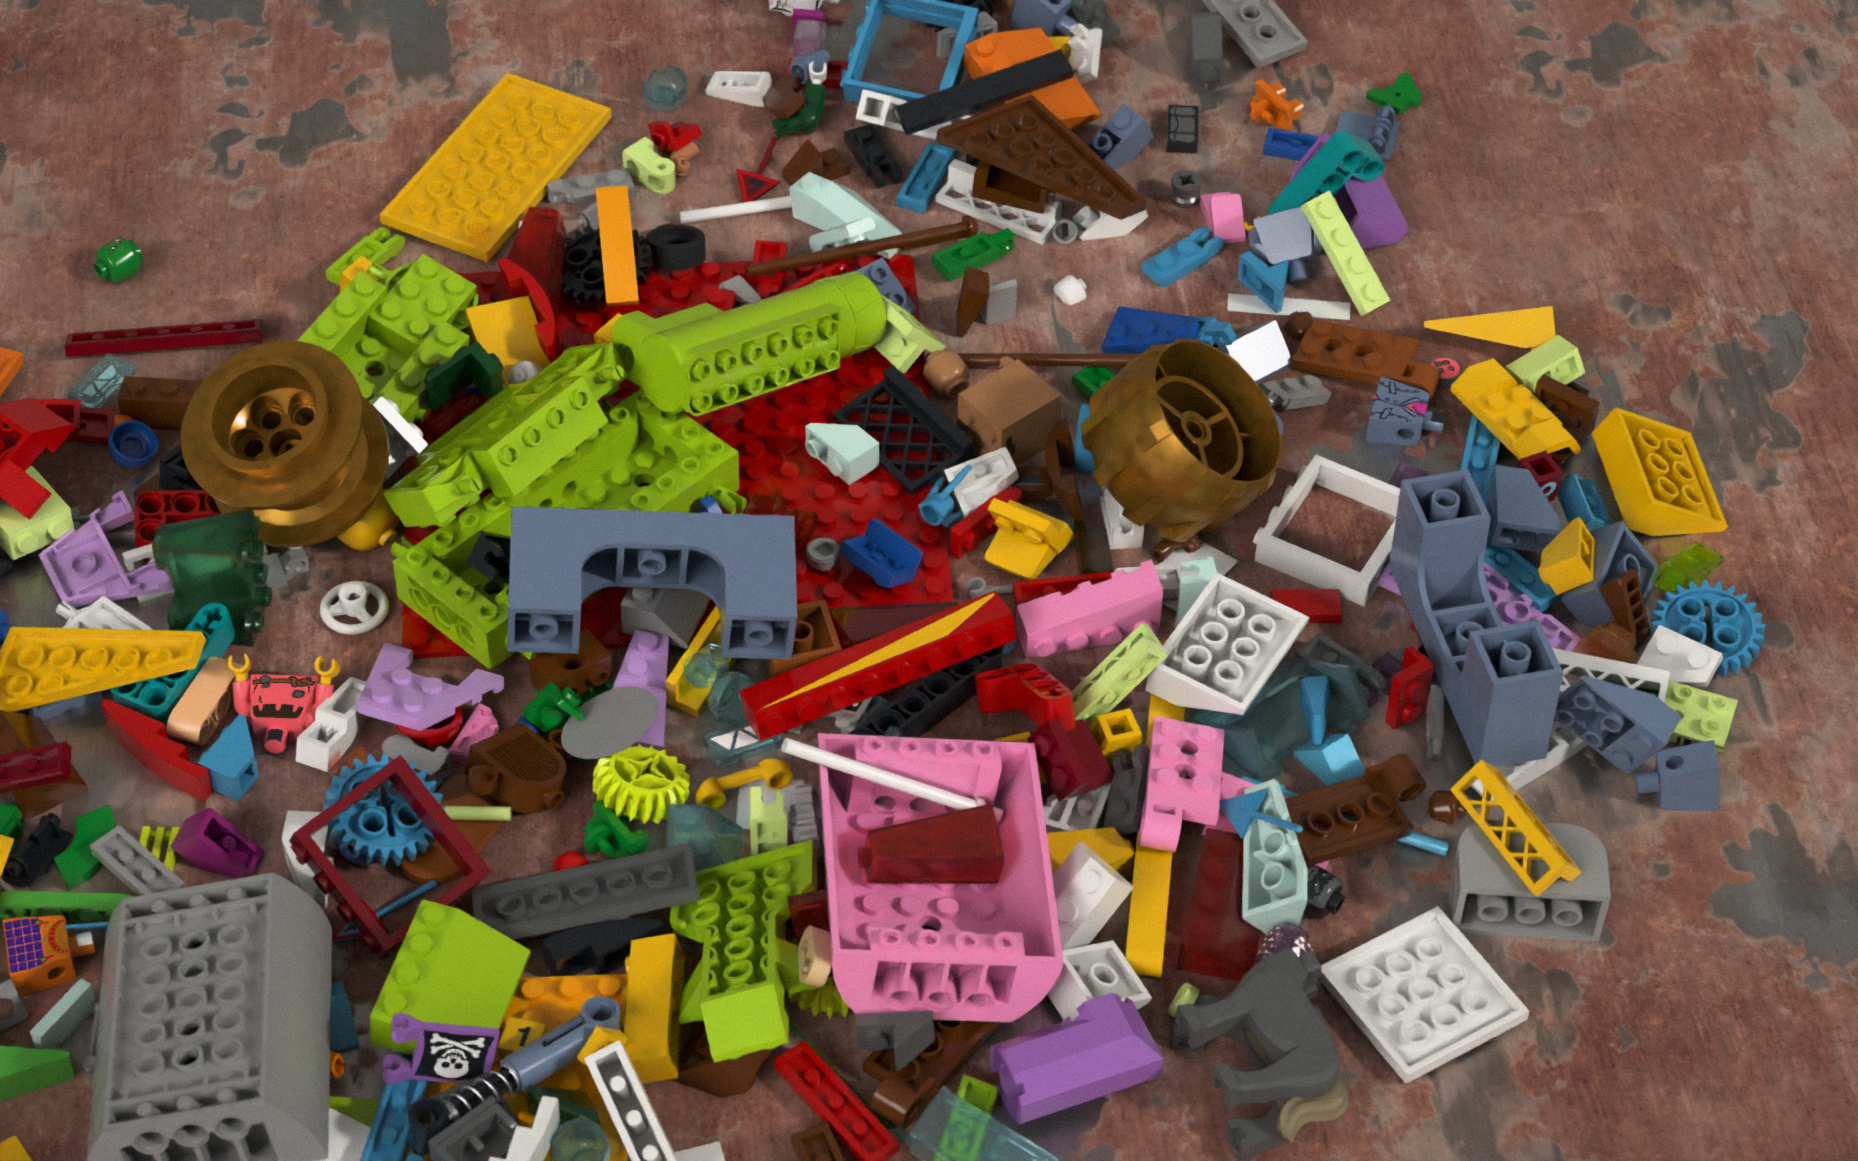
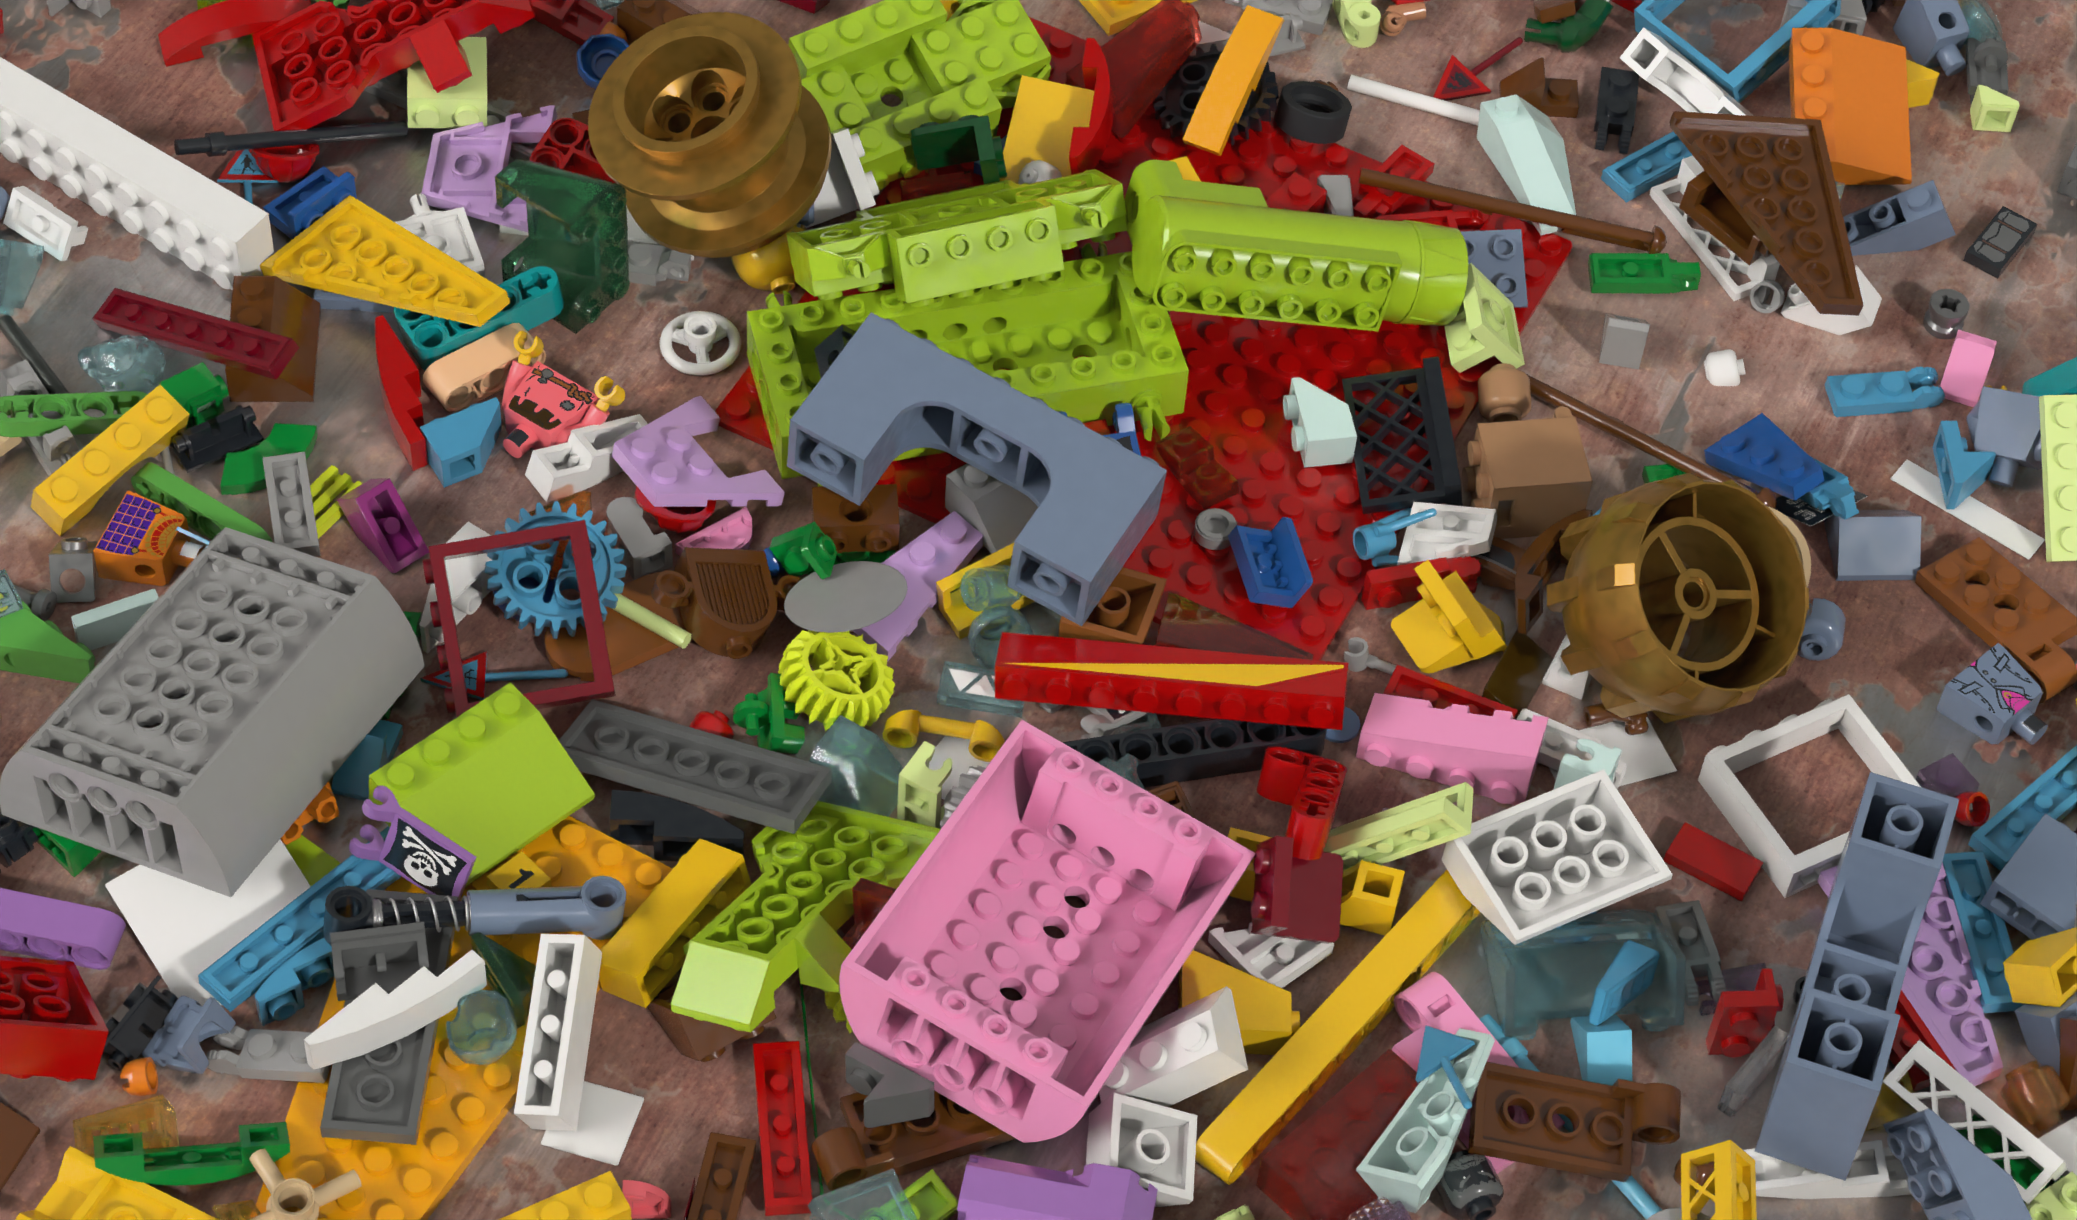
camera: 30 degrees right, 5 degrees up
(600, 1039) = (586, 923): yellow tile -> none
(814, 956) = (829, 964): tan beam -> none
(842, 234) = (1499, 183): light aqua hinge -> none
(883, 777) = (1155, 891): white bar -> none
(936, 850) = (1070, 912): clear red slope -> none
(972, 297) = (1587, 321): reddish brown slope -> none
(983, 92) = (1775, 92): black tile -> none
(1085, 52) = (1944, 102): white plate -> none
(1117, 47) = (1992, 110): none -> yellowish green slope
(1127, 790) = (1340, 961): dark grey hinge -> none
(1173, 798) = (1374, 995): bright pink hinge -> none
(1296, 392) = (1882, 610): light grey hinge -> none
(1298, 324) = (1960, 533): reddish brown piece -> none

